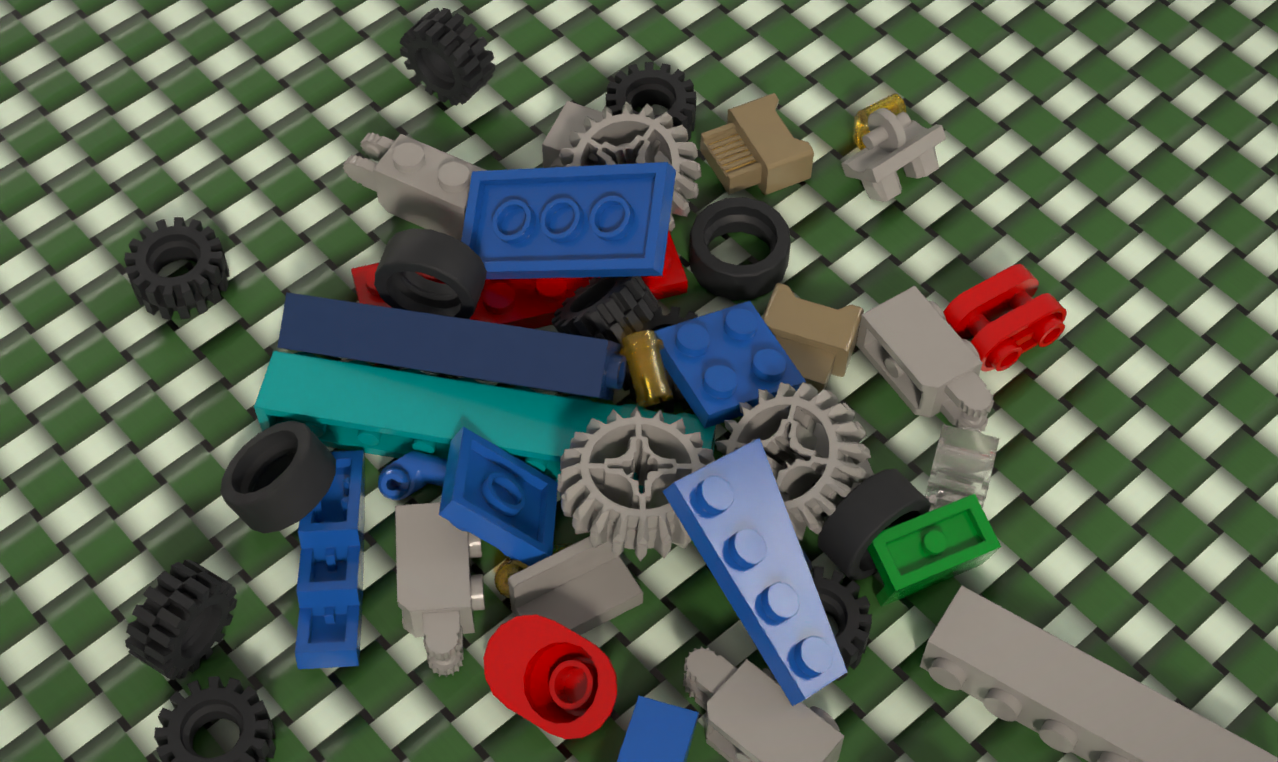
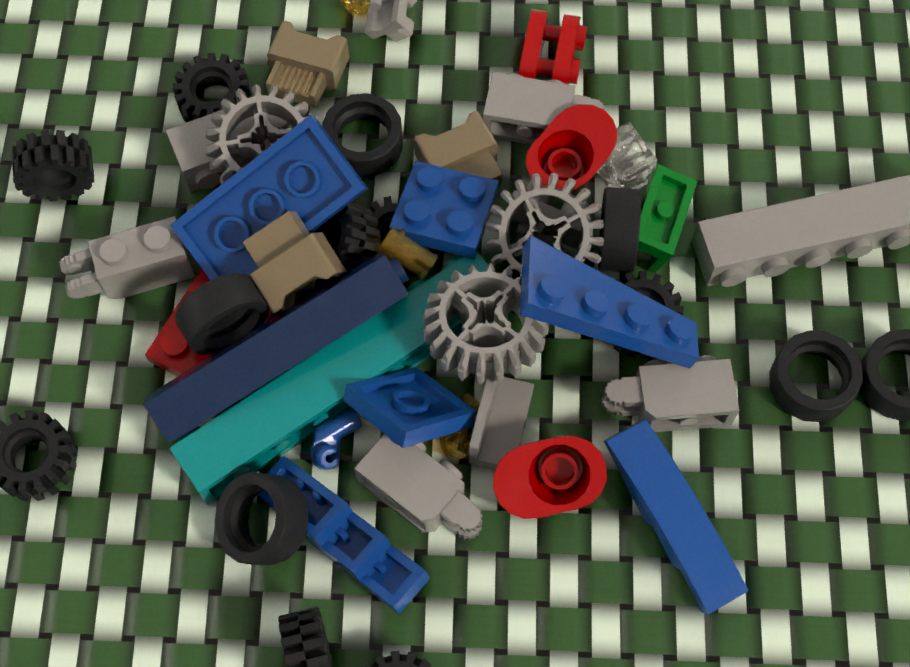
camera: 45 degrees left, 10 degrees up
(531, 280) = (289, 260): none -> dark tan piece
(913, 414) = (573, 145): none -> red piece

